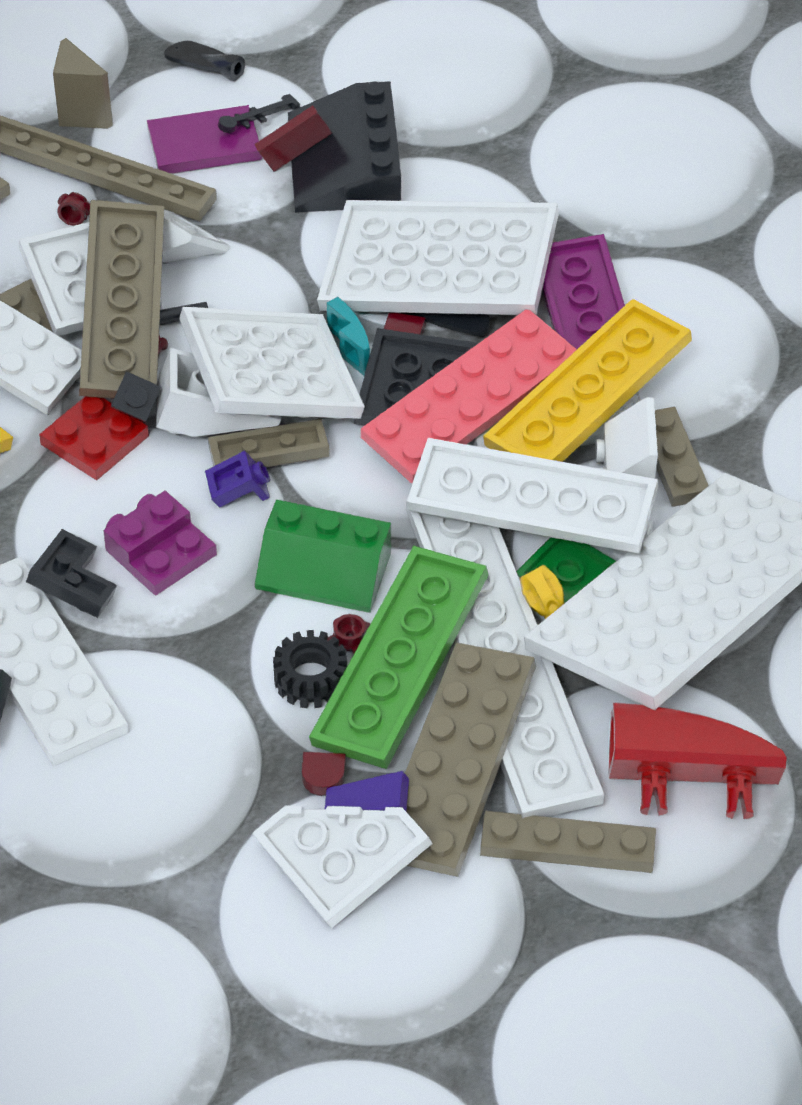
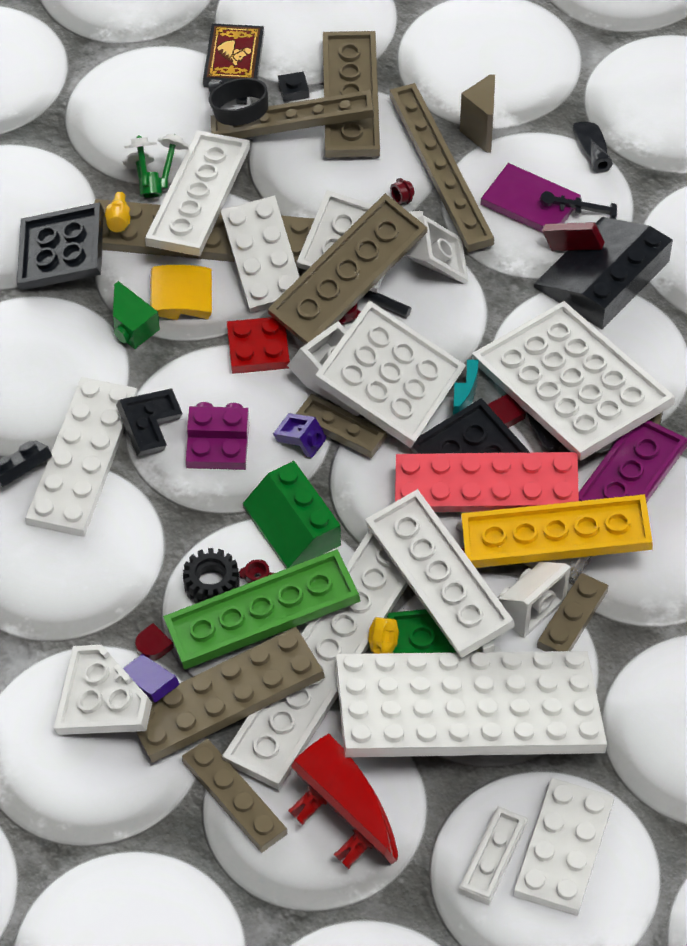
camera: 45 degrees right, 5 degrees up
(135, 397) = (292, 337): black plate -> none

